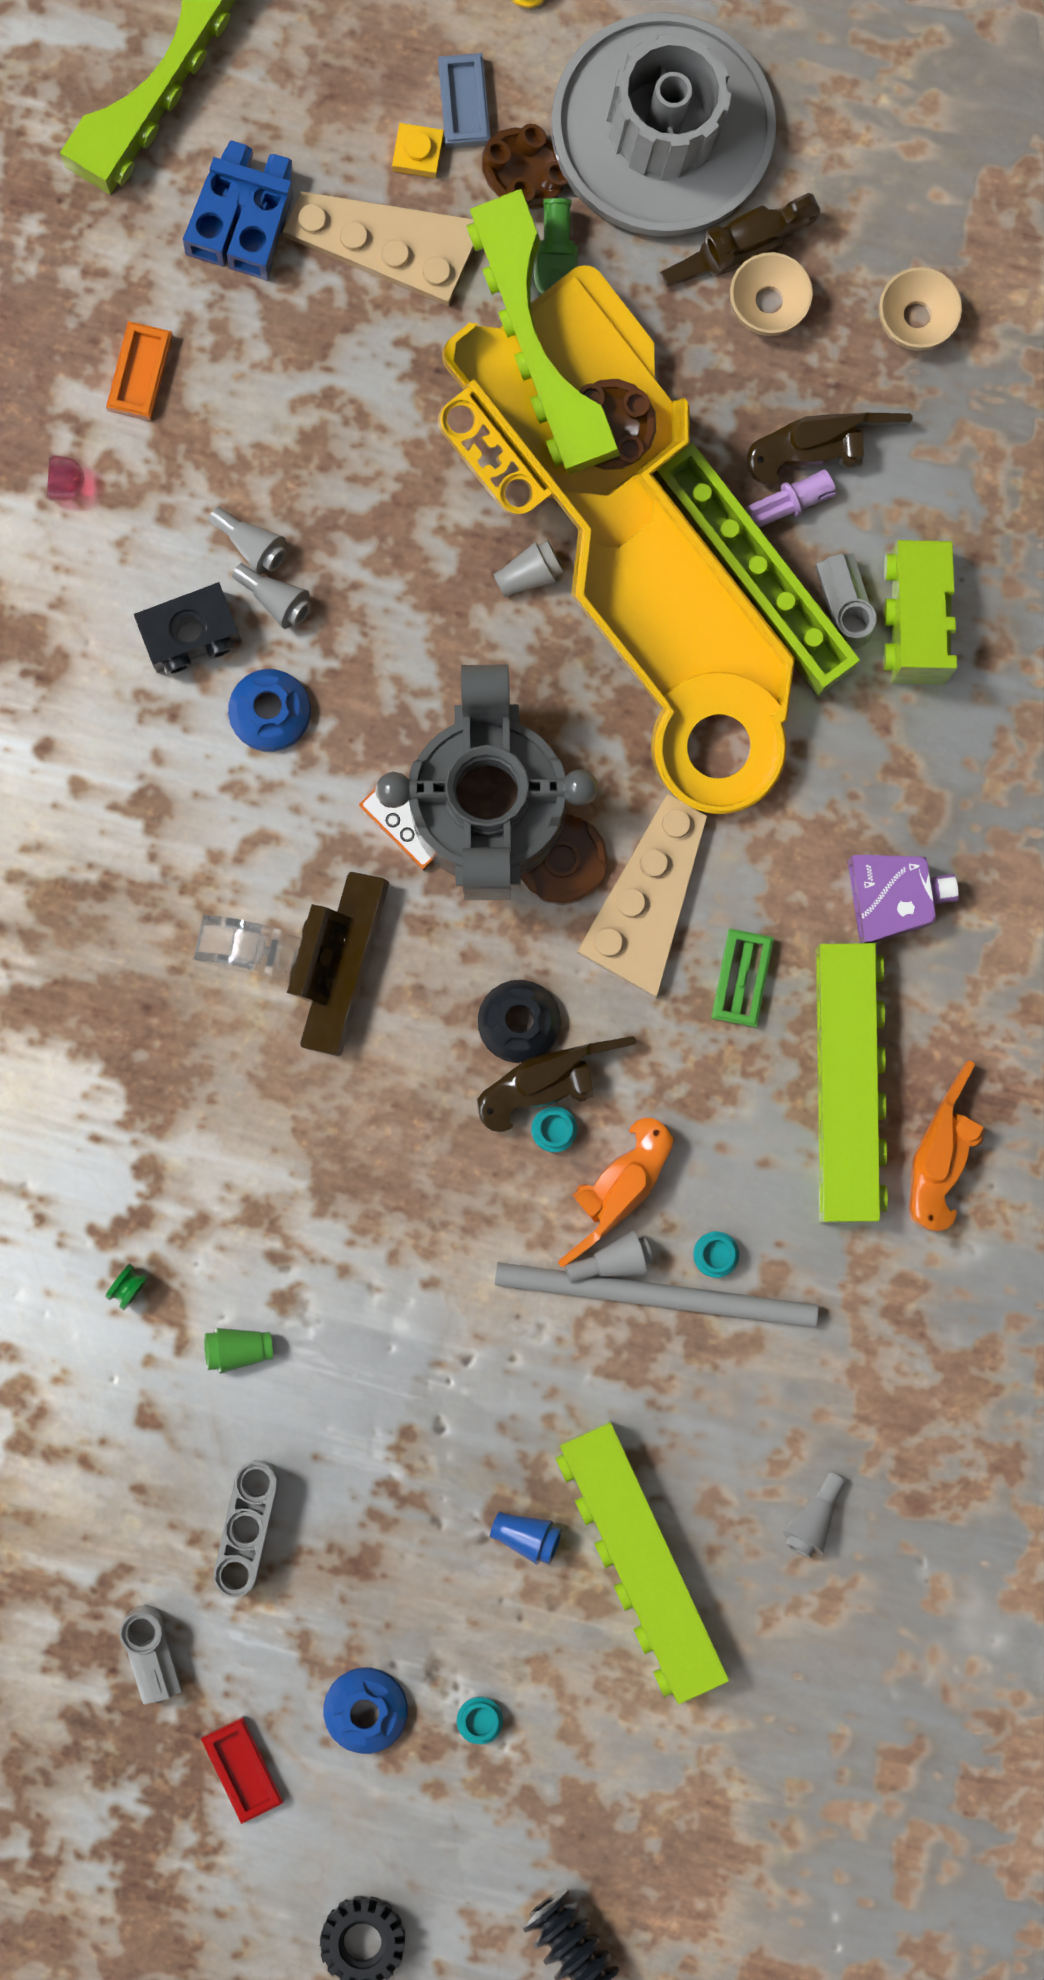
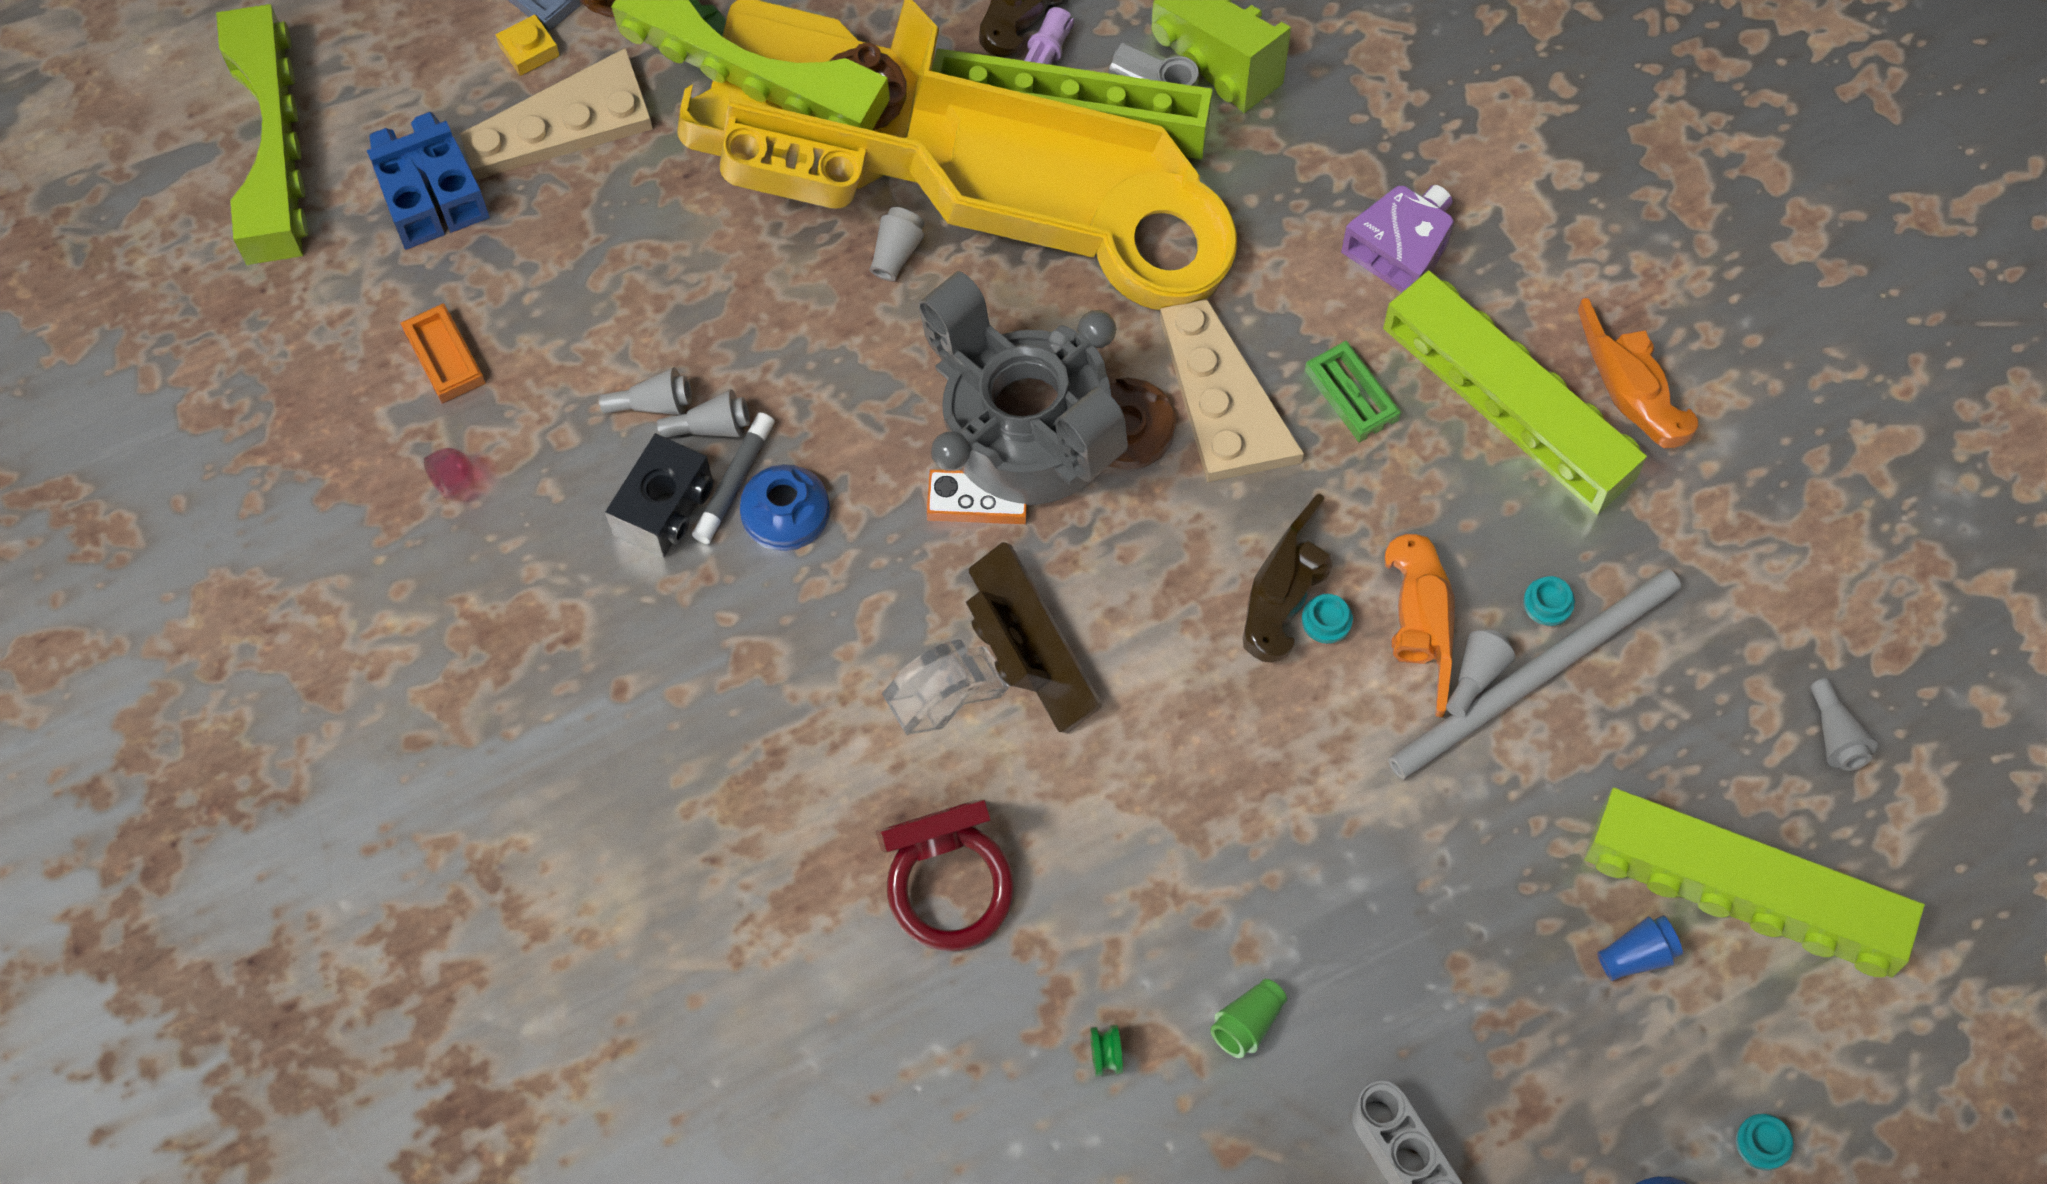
camera: 35 degrees left, 20 degrees down
(142, 1047) = (935, 836): none -> dark red tile
(254, 655) = (733, 478): none -> dark grey bar
(512, 1045) = (1214, 585): black piece -> none

